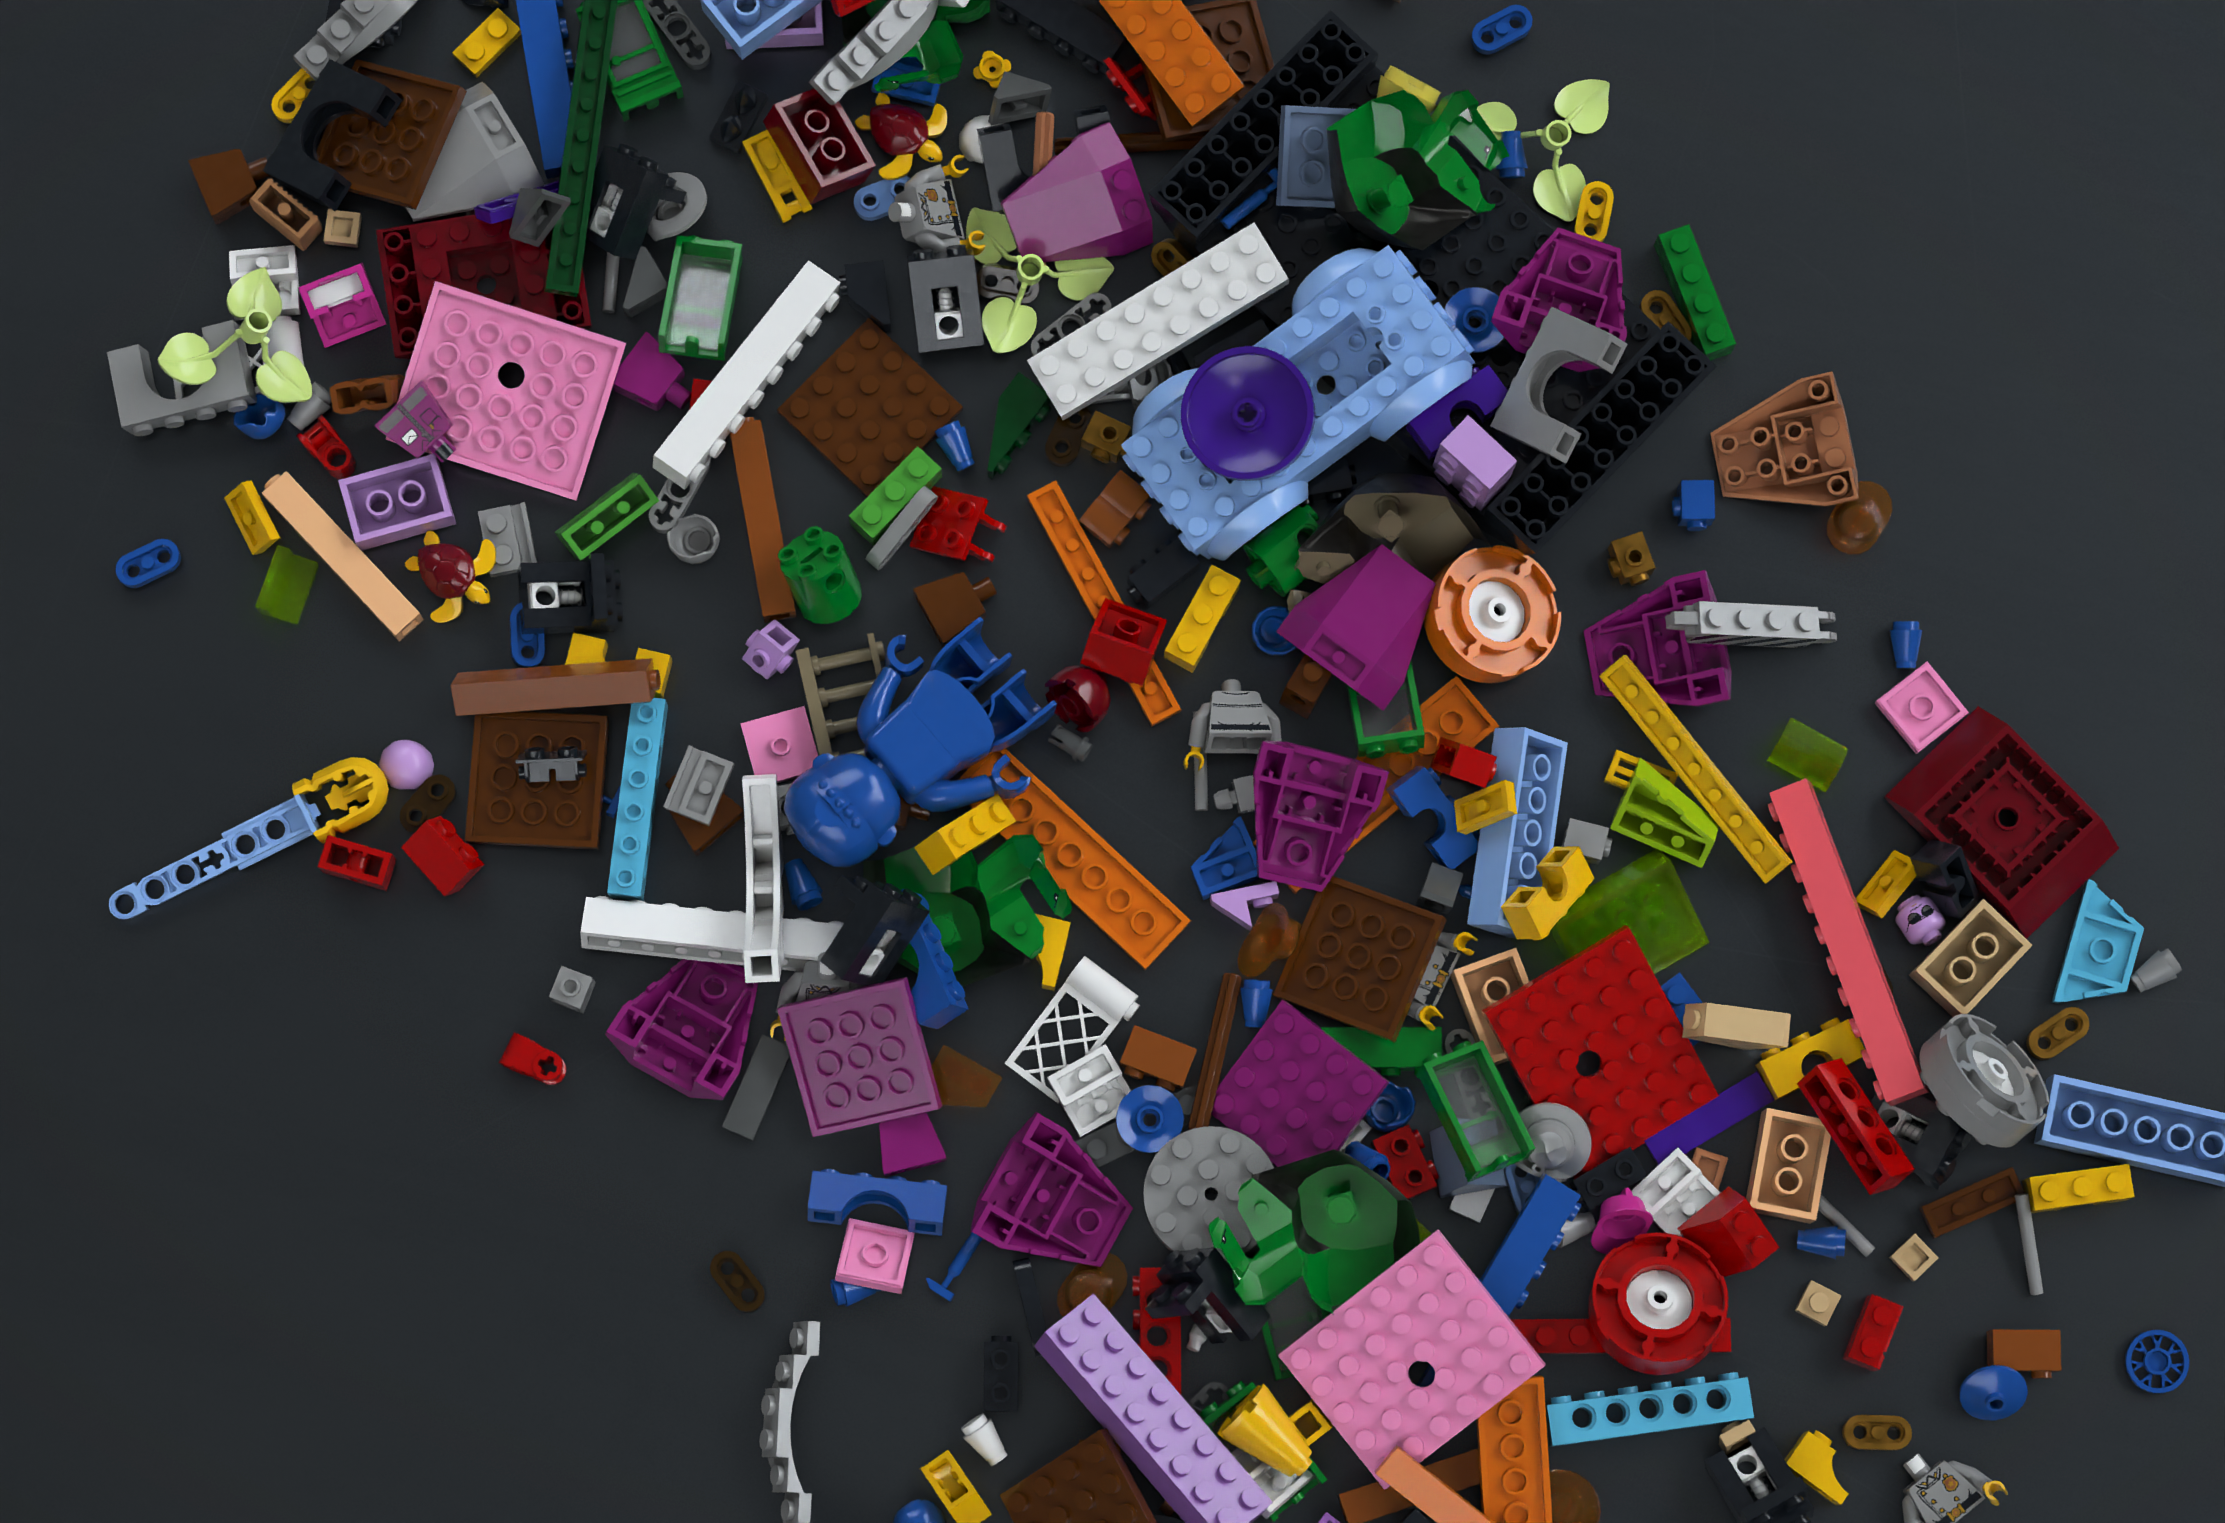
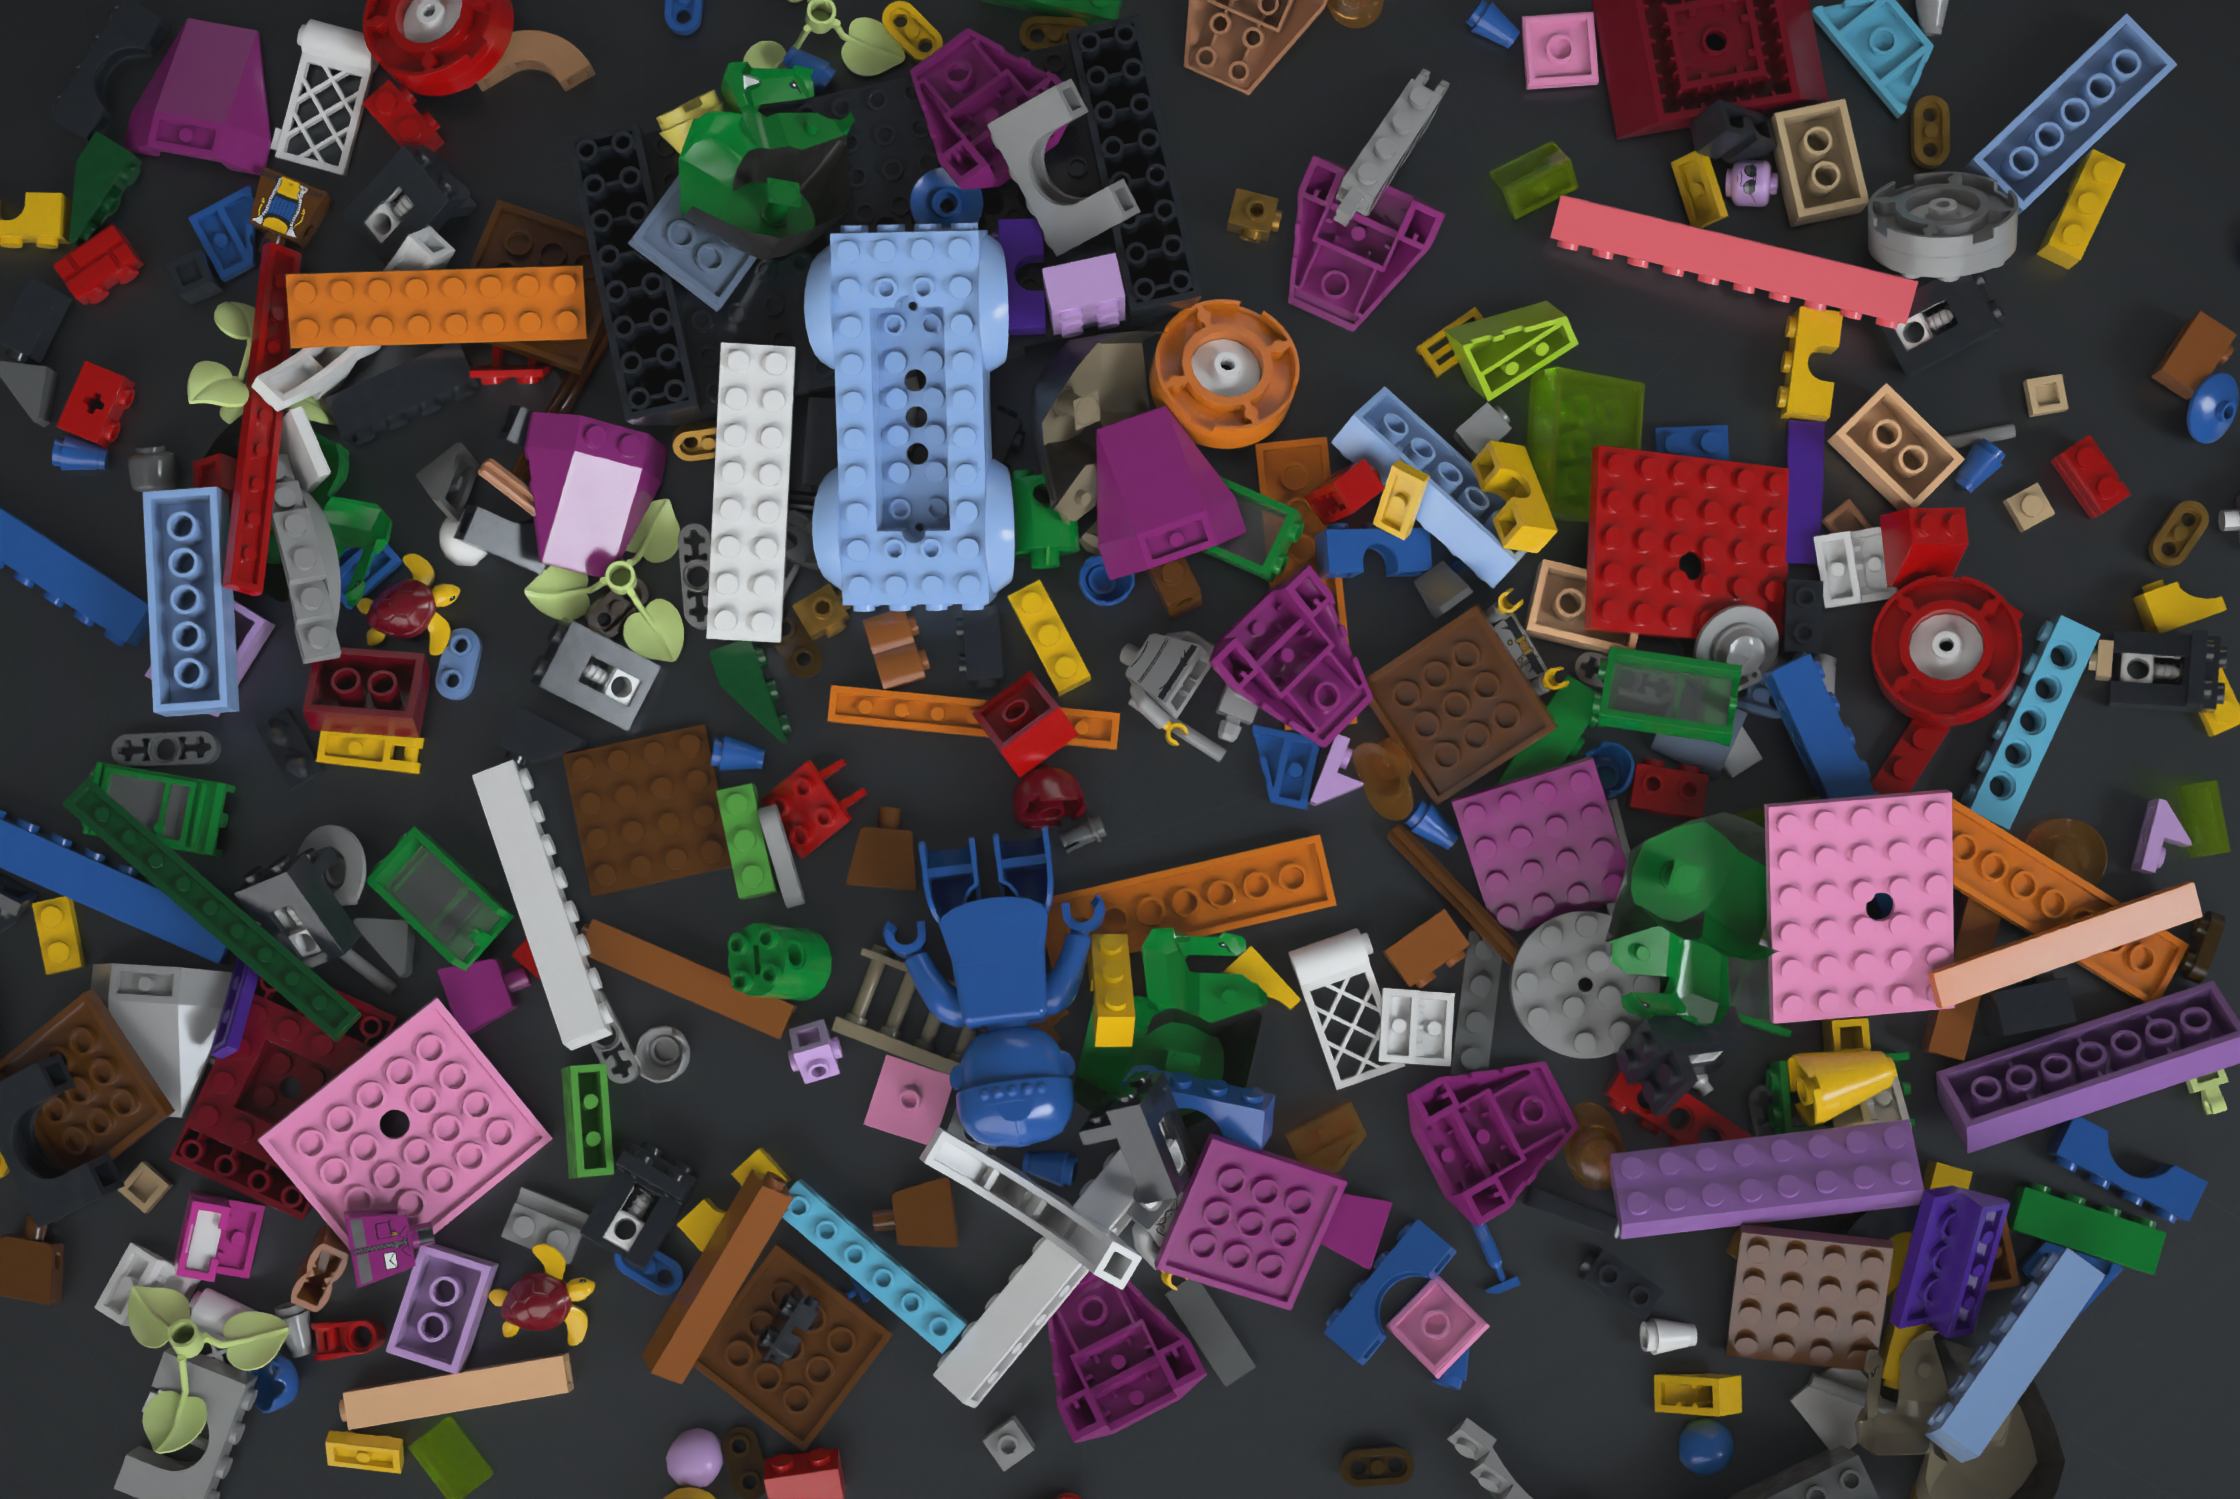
camera: 50 degrees left, 5 degrees up
(286, 214) = (95, 1232): medium nougat brick -> none
(536, 214) = (258, 1002): dark grey slope -> none
(698, 785) = (899, 1204): light grey plate -> none
(930, 210) = (501, 632): light grey torso -> none
(988, 60) = (396, 479): yellow plate -> none
(1145, 1101) = (1498, 998): blue dish -> none
(1247, 413) = (898, 469): dark purple dish -> none
(1250, 203) = (697, 333): blue piece -> none
(1370, 1158) = (1647, 822): blue cone -> none
(1620, 1221) = (1848, 632): dark pink piece -> none
(1694, 504) = (1241, 124): blue brick -> none
(1695, 769) = (1485, 288): yellow tile -> none
(1736, 1026) = (1744, 410): tan slope -> none
(1855, 1126) = (1907, 366): red brick -> none
(1971, 1202) = (2030, 310): reddish brown plate -> none
(2029, 1244) = (2100, 285): light grey bar -> none

